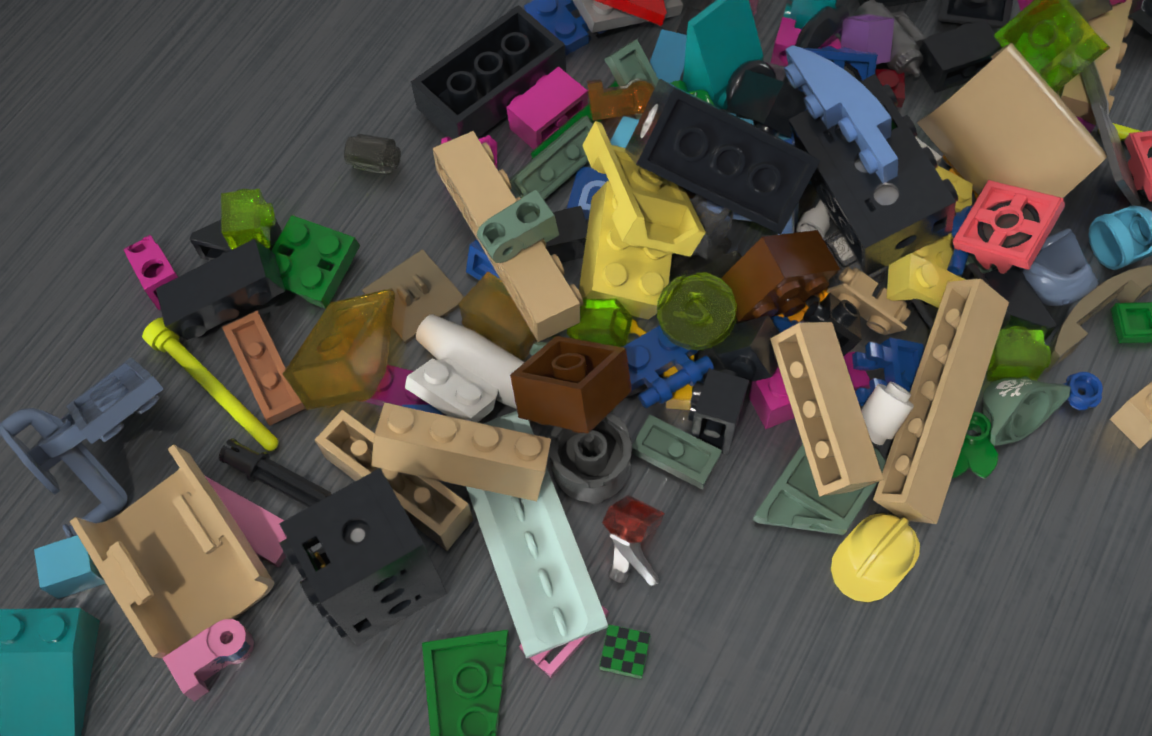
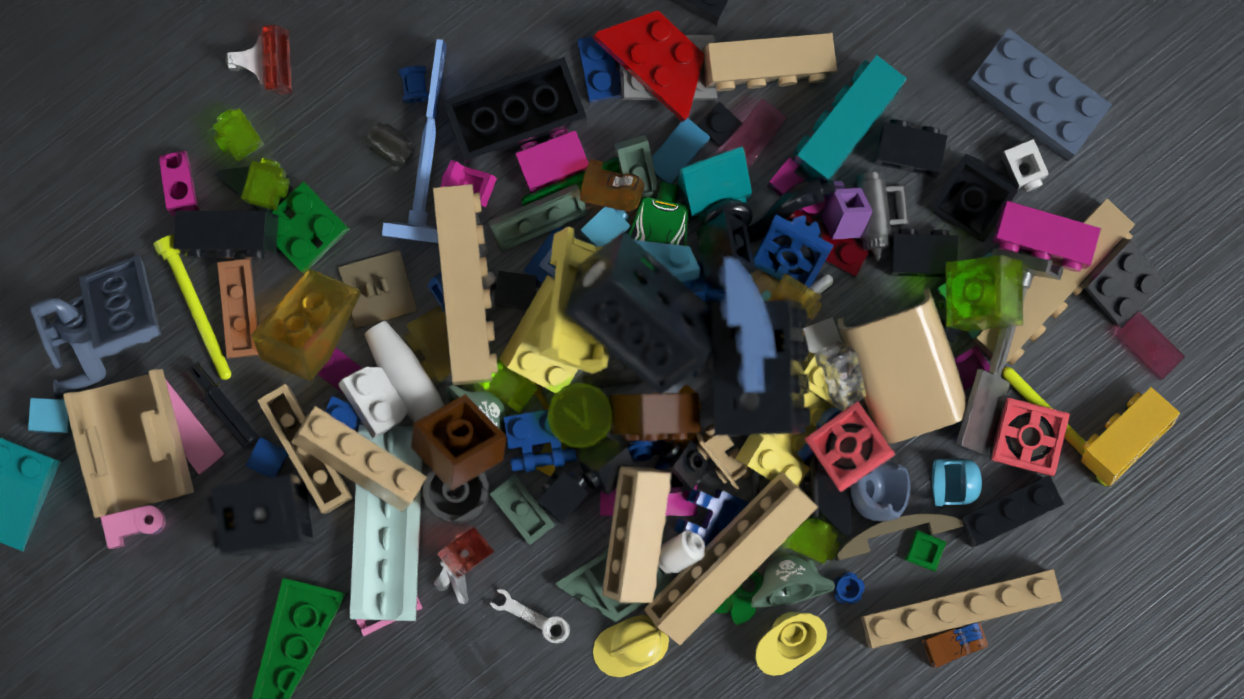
camera: 10 degrees right, 20 degrees up
(200, 199) = (236, 134): none -> clear neon green brick
(213, 126) = (267, 59): none -> clear red piece
(376, 96) = (414, 84): none -> blue bush
(431, 218) = (417, 227): none -> light blue piece
(518, 227) = (468, 301): sand green leg -> none
(624, 651) = (422, 640): tile -> none
(777, 558) = (540, 621): none -> white brick
(960, 159) = (841, 374): none -> clear leg
(1061, 466) = (790, 642): none -> light yellow piece

